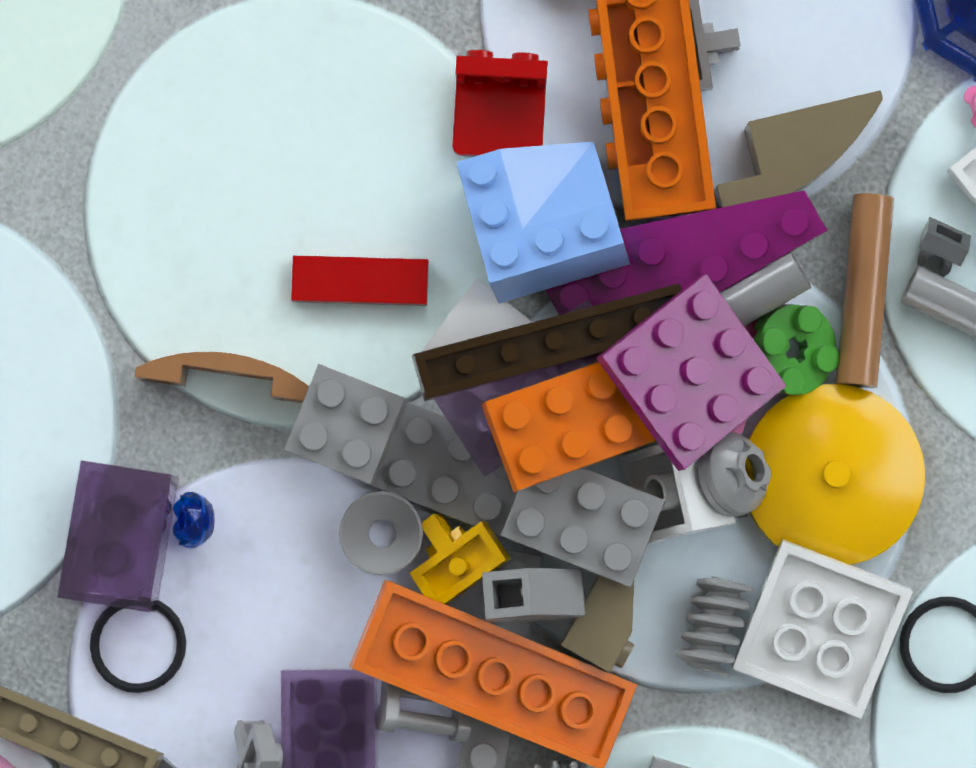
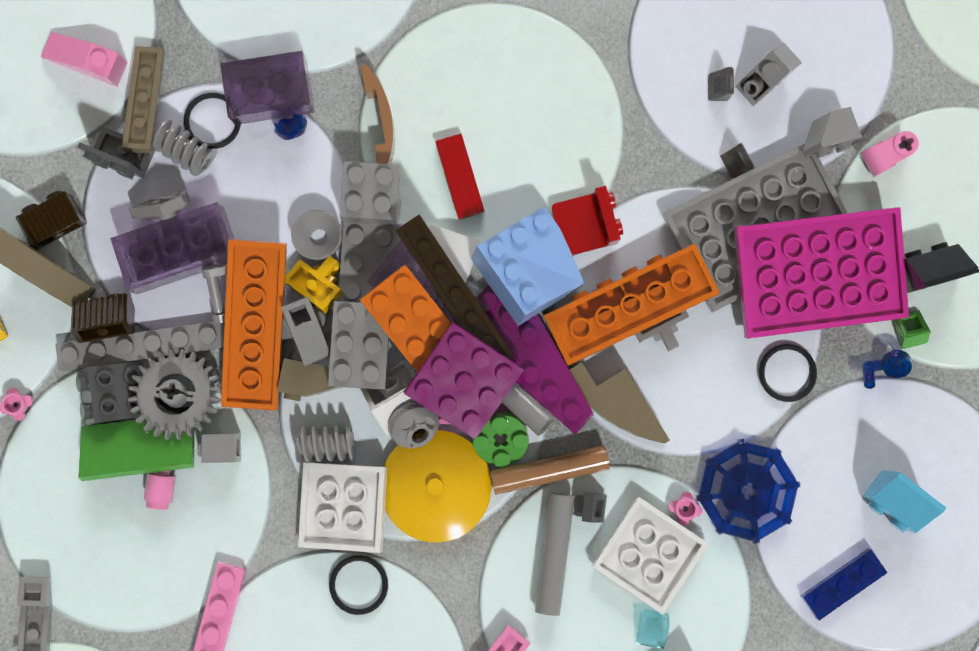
camera: 65 degrees right, 0 degrees up
(172, 702) = (181, 149): none -> light grey piece

